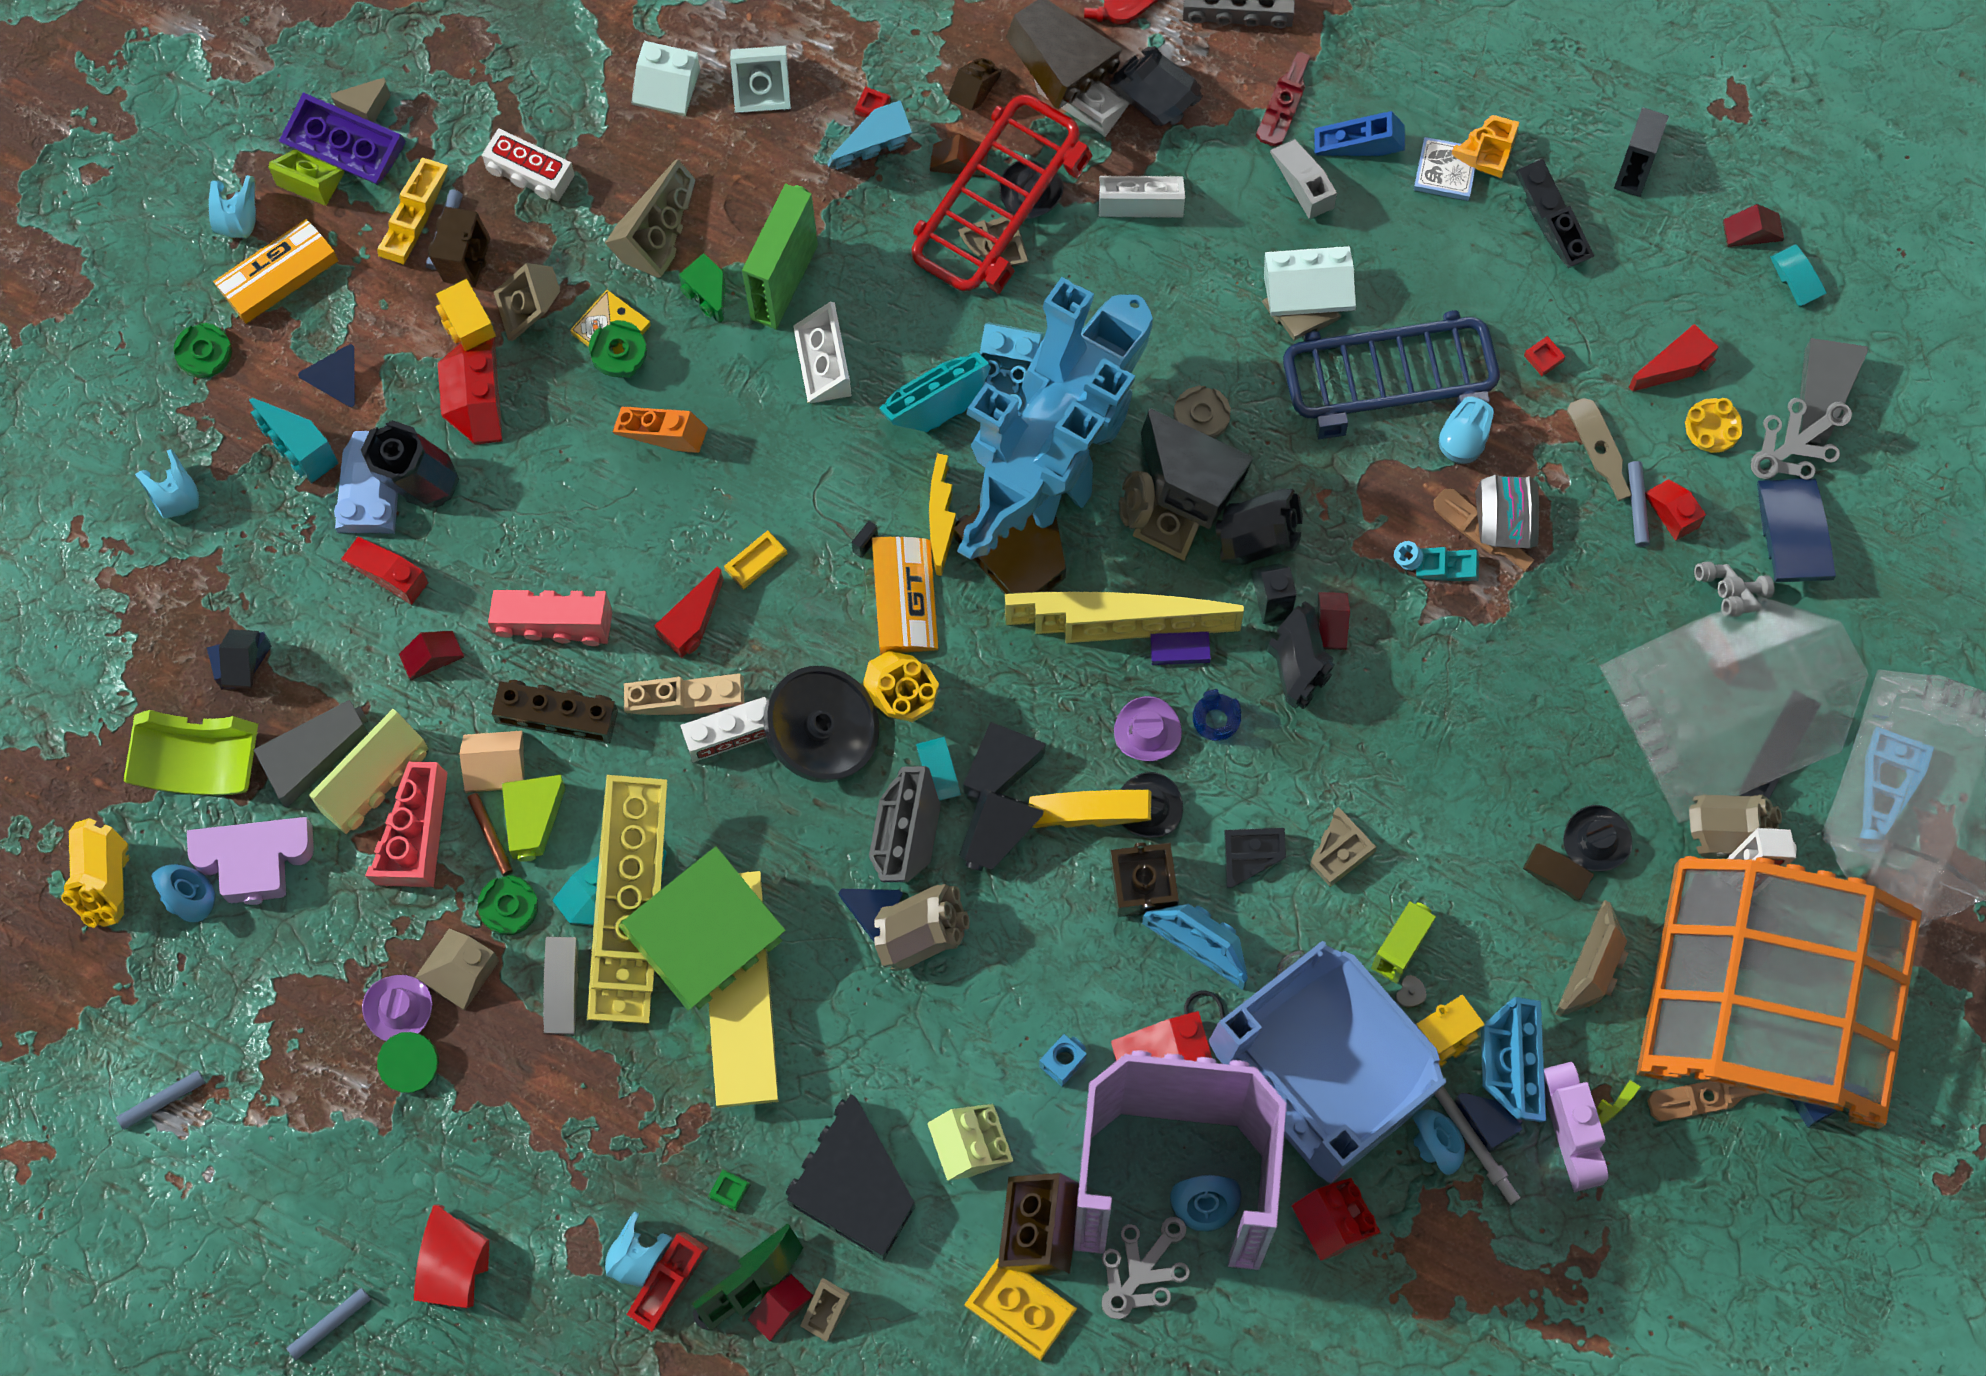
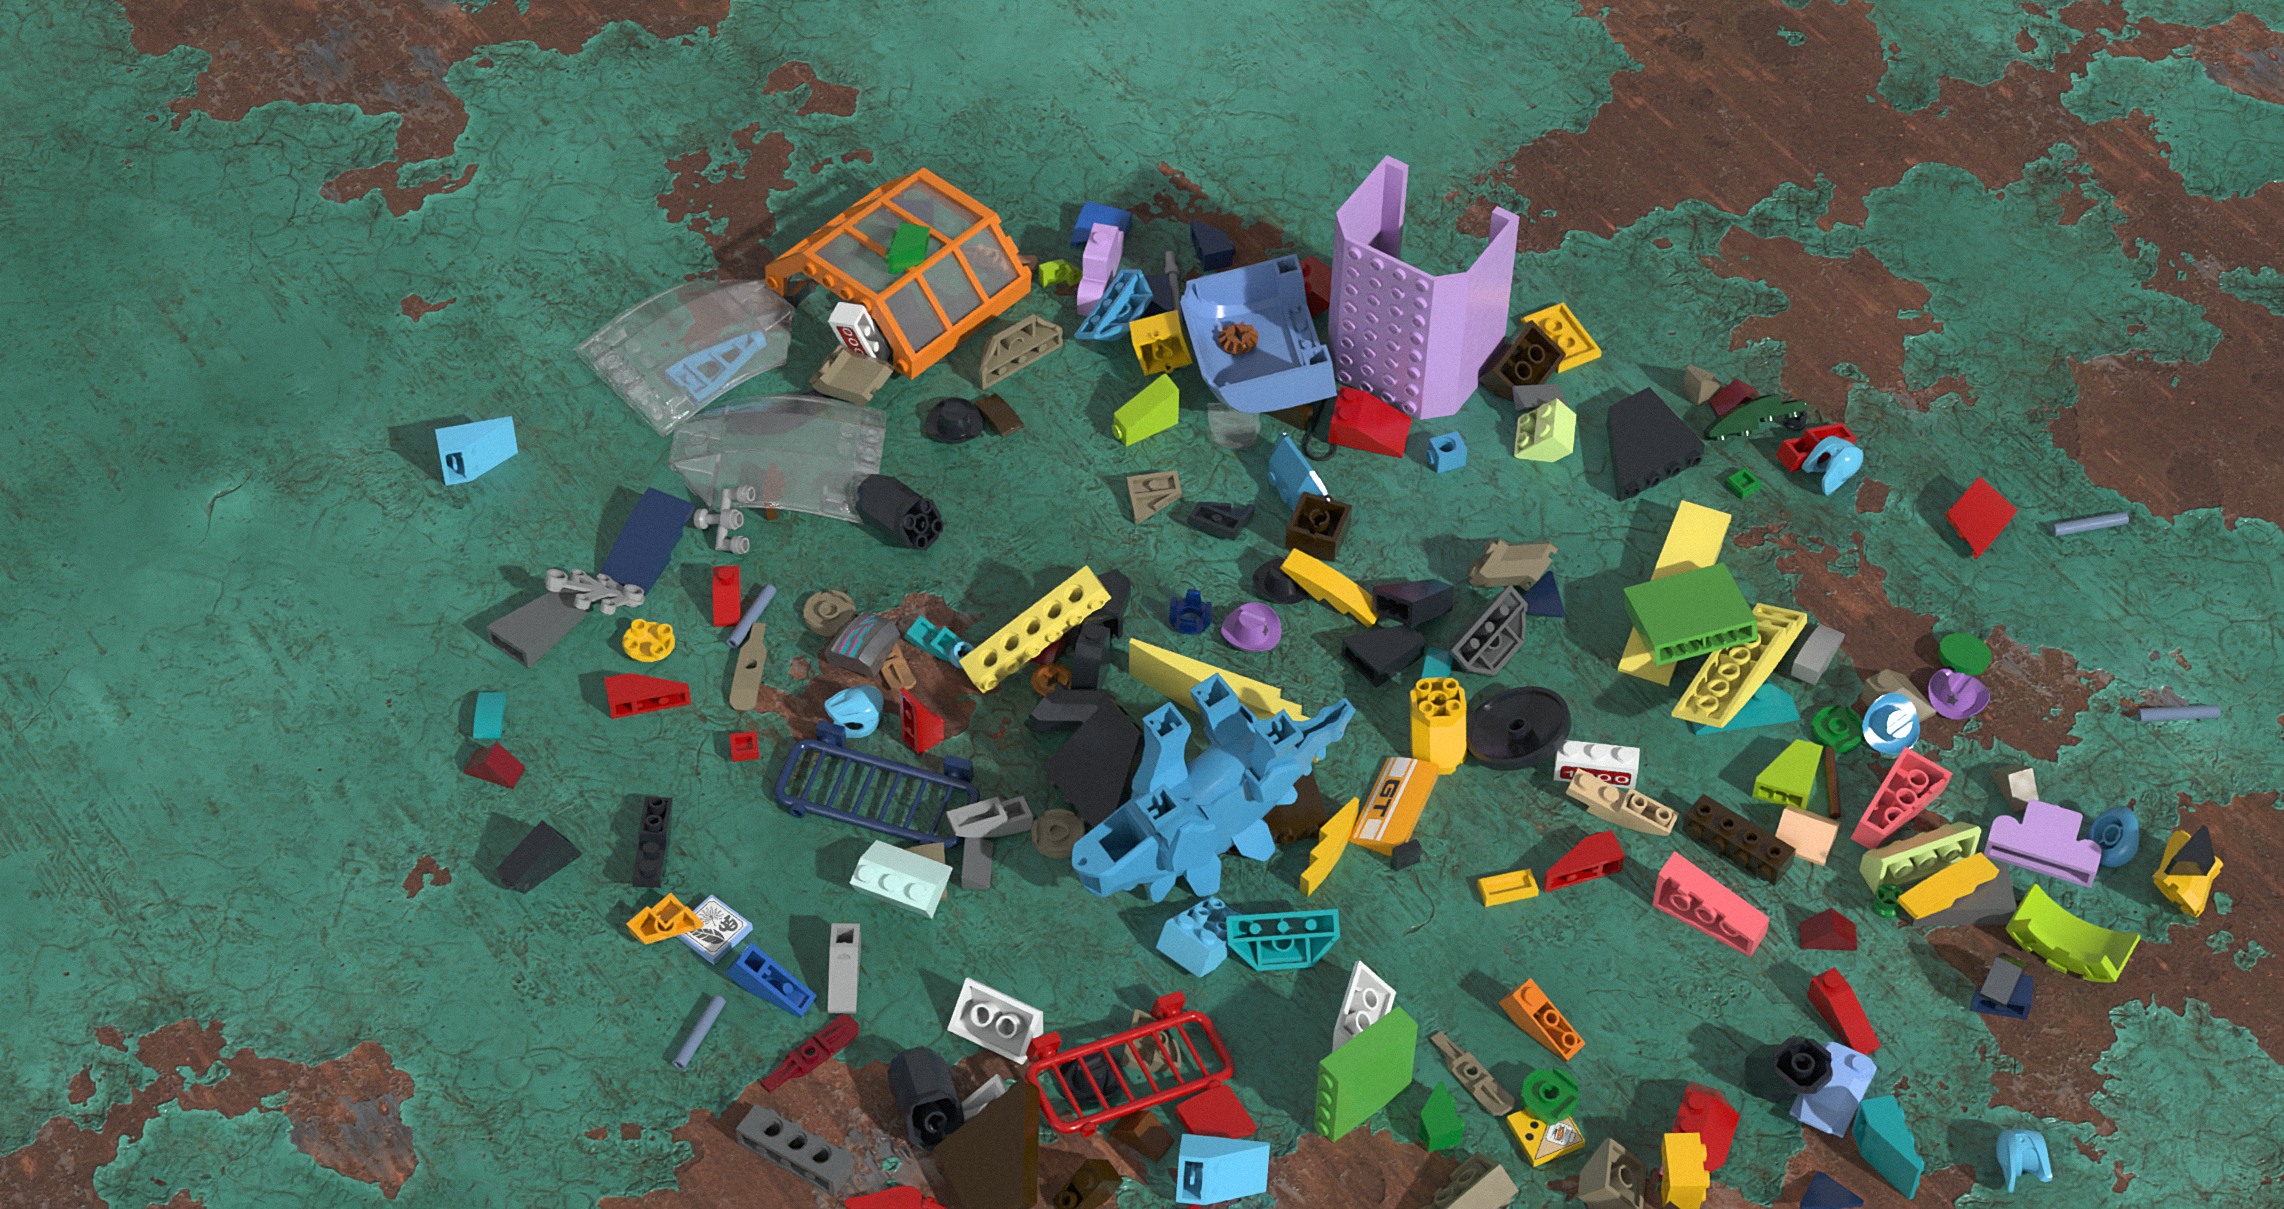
camera: 155 degrees left, 20 degrees down
(86, 852) = (2194, 857): none -> black slope
(304, 920) = (2016, 785): none -> dark tan slope
(324, 726) = (1947, 885): none -> yellow slope
(381, 708) = (1884, 894): none -> green wheel
(449, 922) = (1891, 724): none -> dark azure hat
(685, 346) = (1481, 1085): none -> dark tan piece
(902, 199) = (1216, 1114): none -> red slope
(998, 1184) = (1533, 396): none -> dark grey slope
(1256, 344) = (977, 864): none -> dark grey slope
(1268, 382) = (991, 818): none -> light grey slope
(1315, 565) = (1047, 673): none -> dark orange gear
(1344, 582) = (1022, 629): none -> light yellow brick
(1359, 1090) = (1230, 342): none -> dark orange gear
(1391, 71) = (699, 1032): none -> sand blue piece
(1394, 439) = (919, 724): none -> red slope
(1474, 1232) = (1211, 246): none -> dark blue slope
(1568, 547) = (828, 612): none -> dark tan tile
(1573, 677) = (898, 512): none -> black brick
(1616, 1203) = (1101, 214): none -> blue slope
(1765, 945) = (908, 247): none -> green slope

